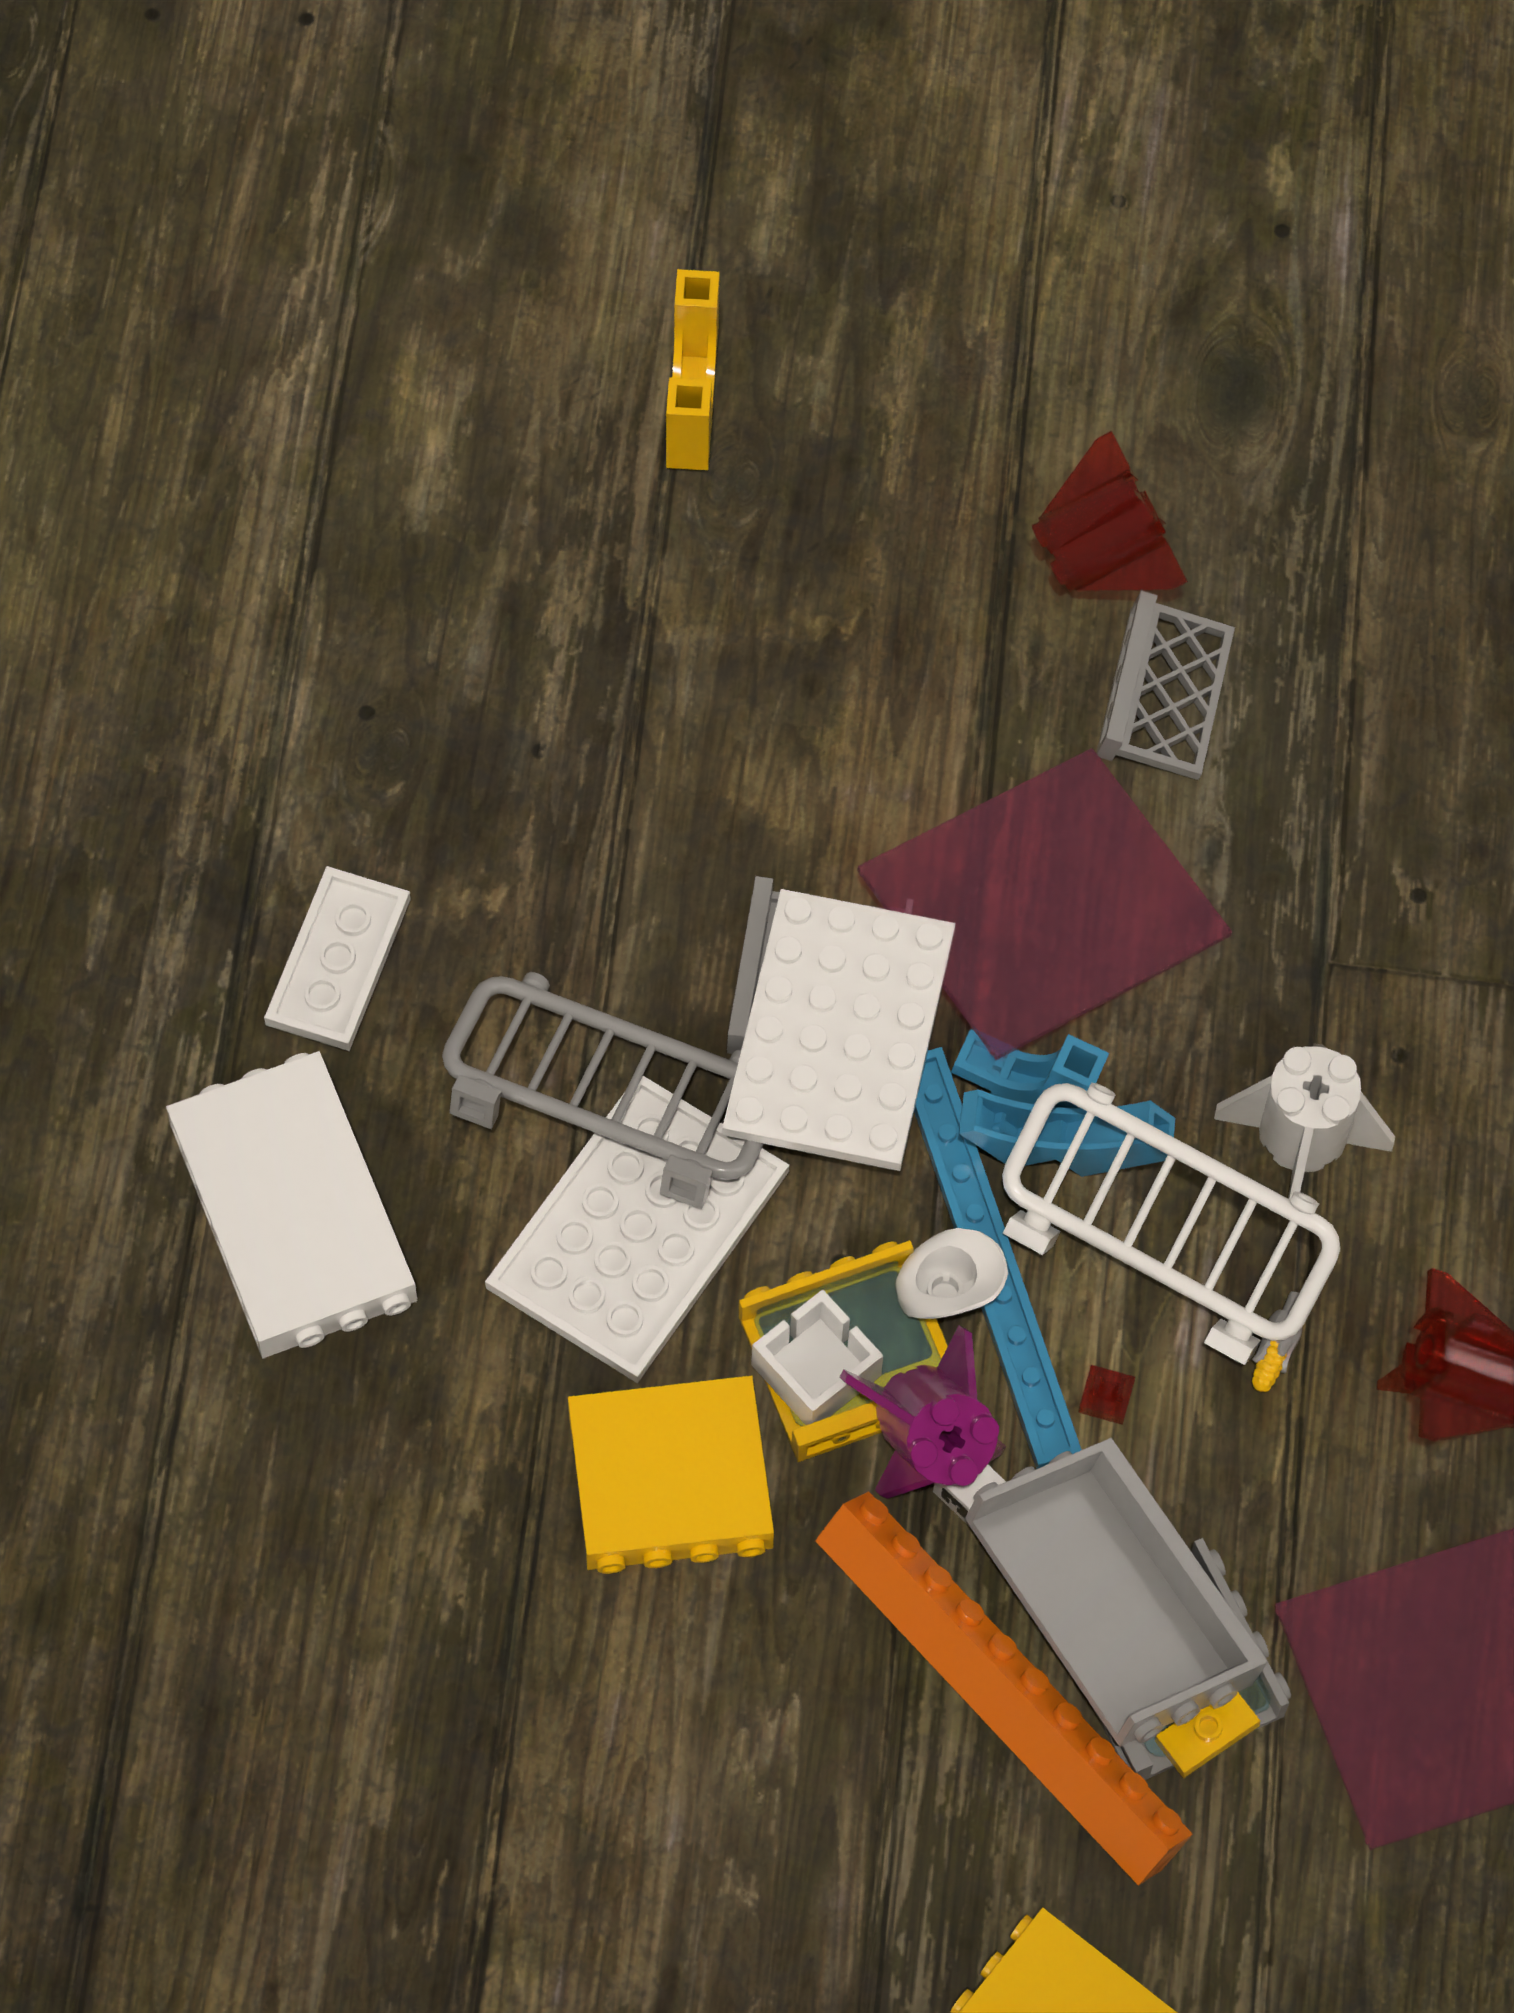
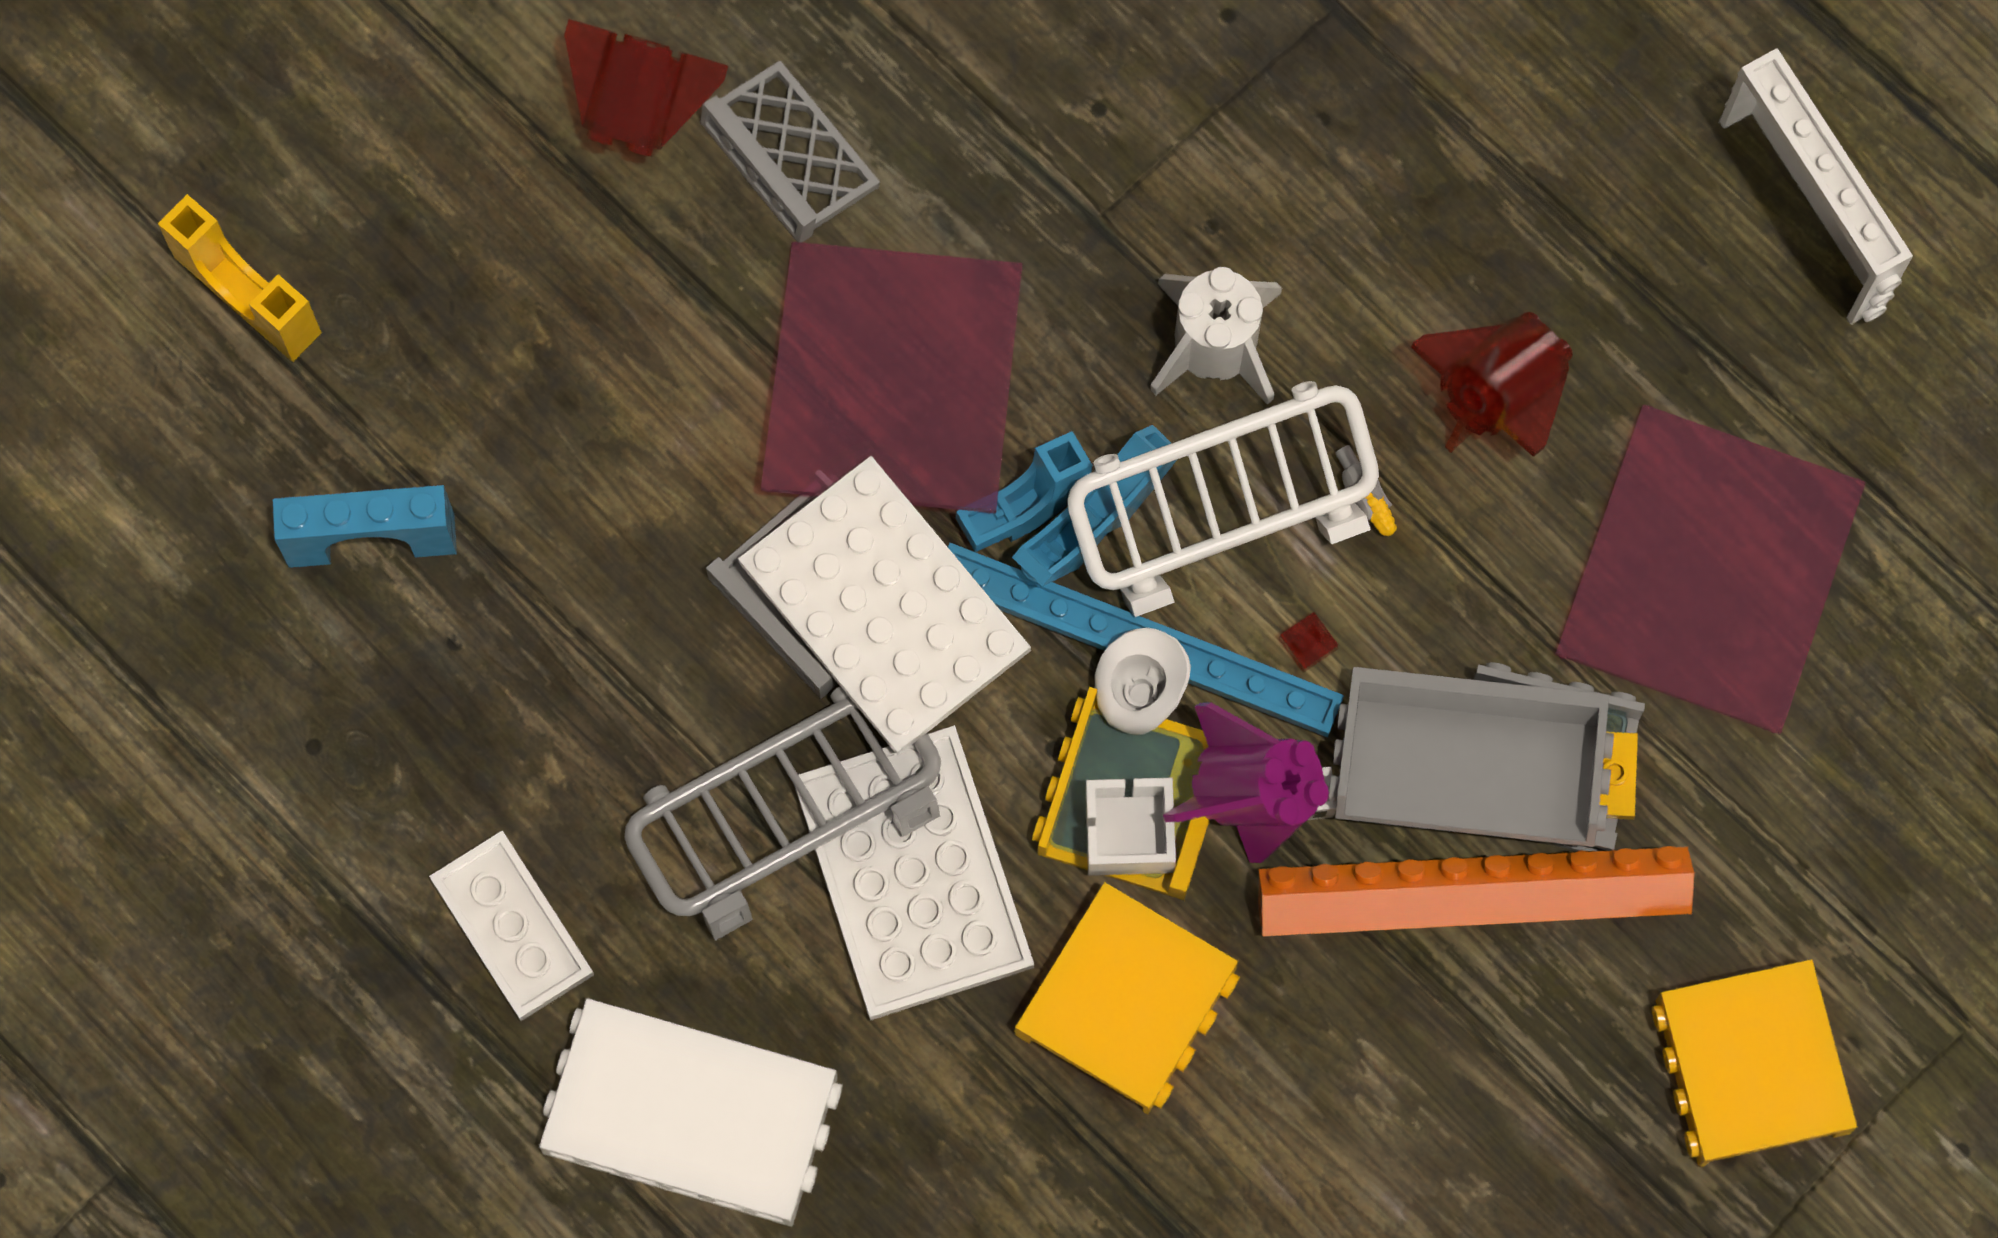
camera: 50 degrees left, 10 degrees up
(539, 567) = (312, 523): none -> dark azure arch

